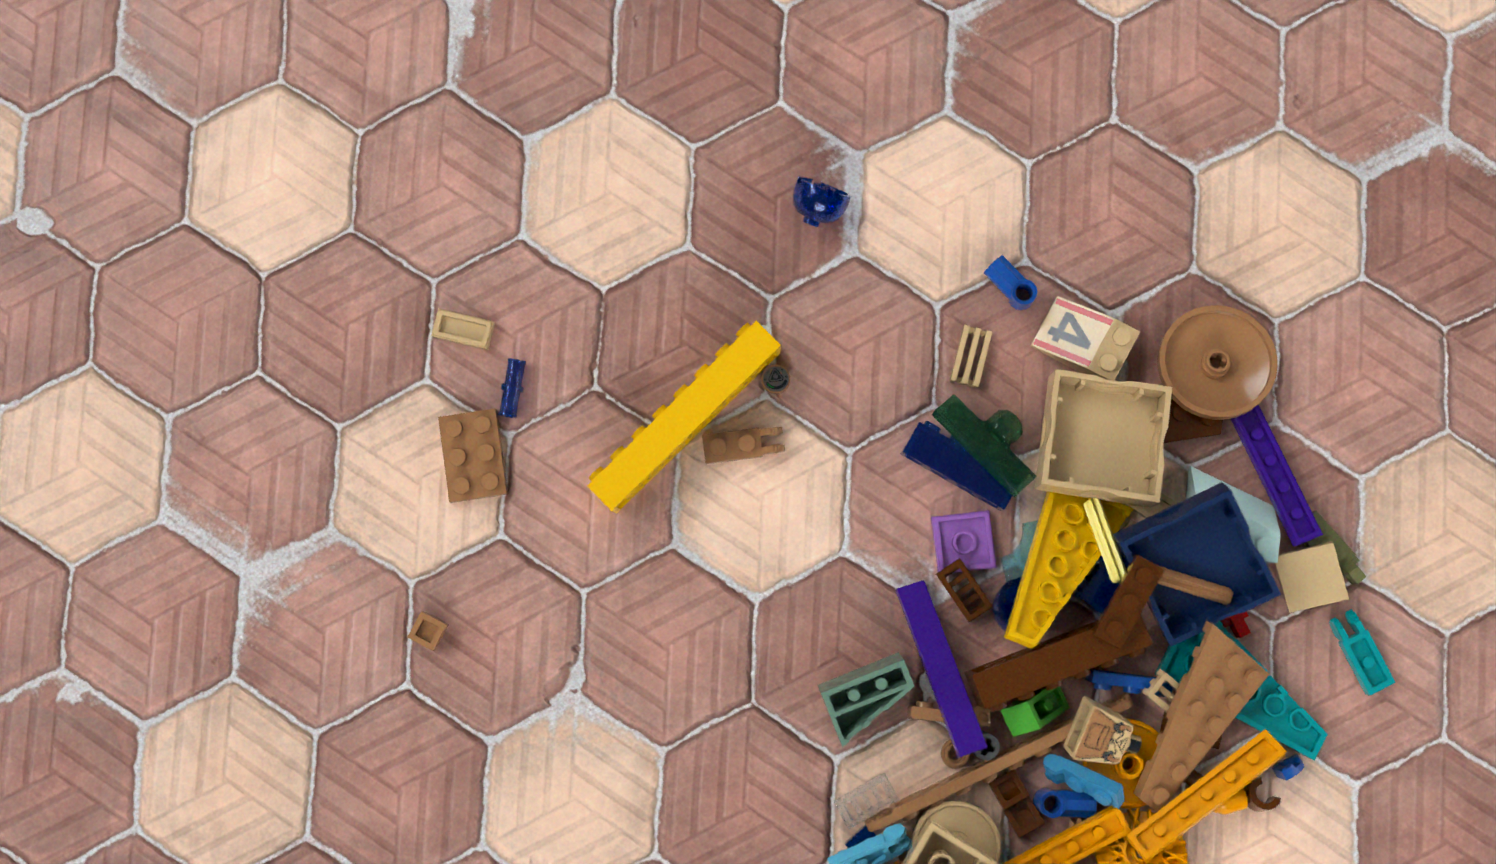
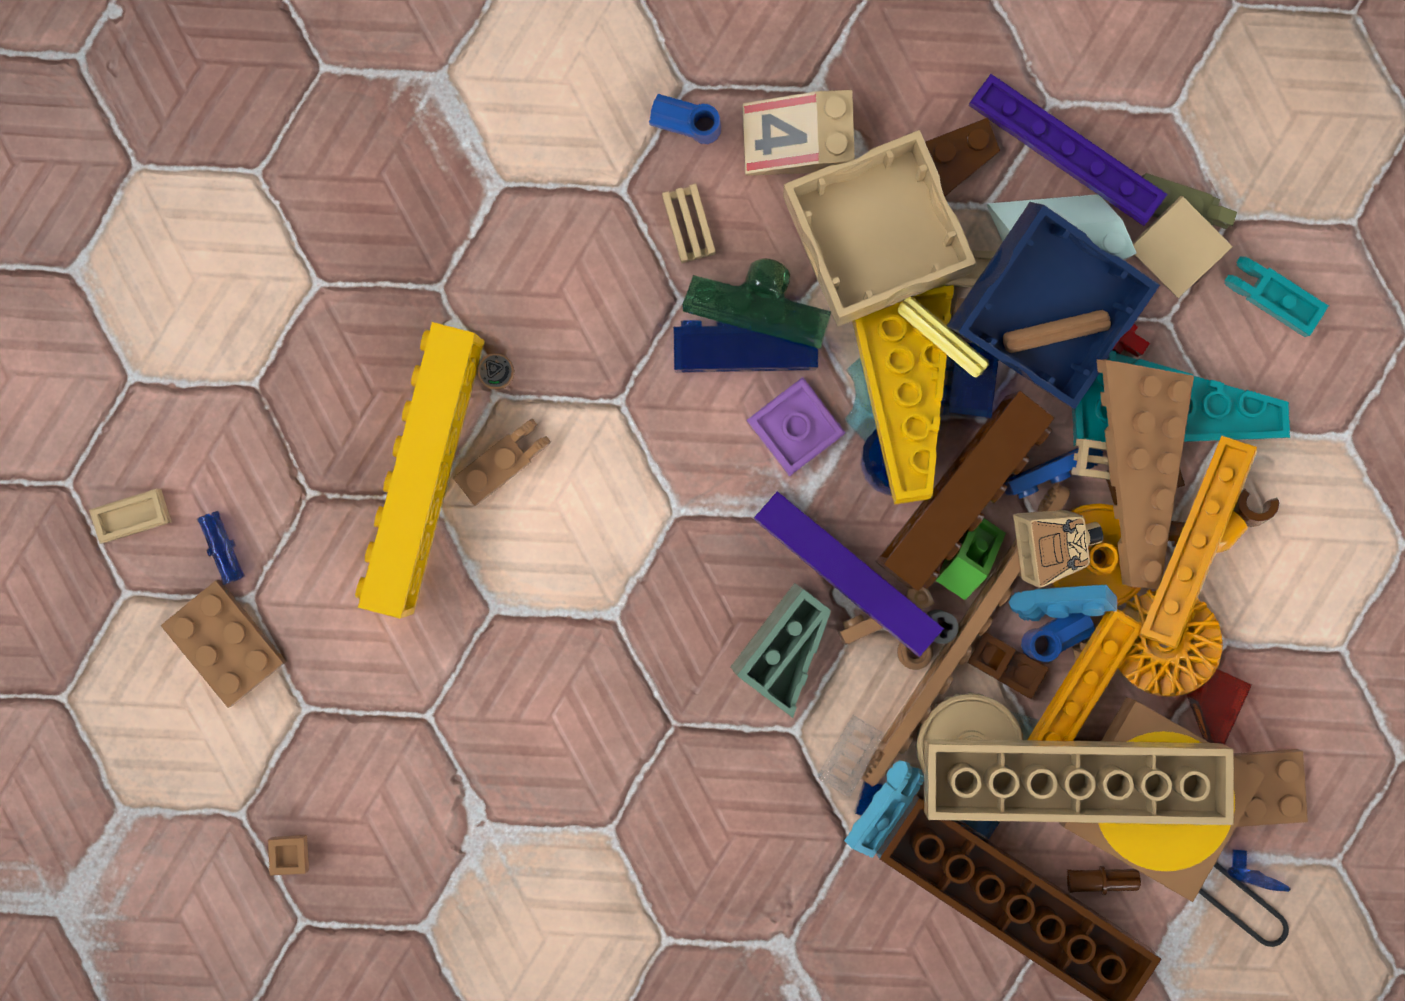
camera: 35 degrees left, 5 degrees up
(819, 201) = (426, 152): clear blue cylinder -> none
(976, 611) = (852, 489): reddish brown slope -> none
(1128, 601) = (1003, 388): reddish brown plate -> none
(1217, 362) = (953, 74): medium nougat dish -> none
(1288, 768) = (1267, 460): blue tile -> none

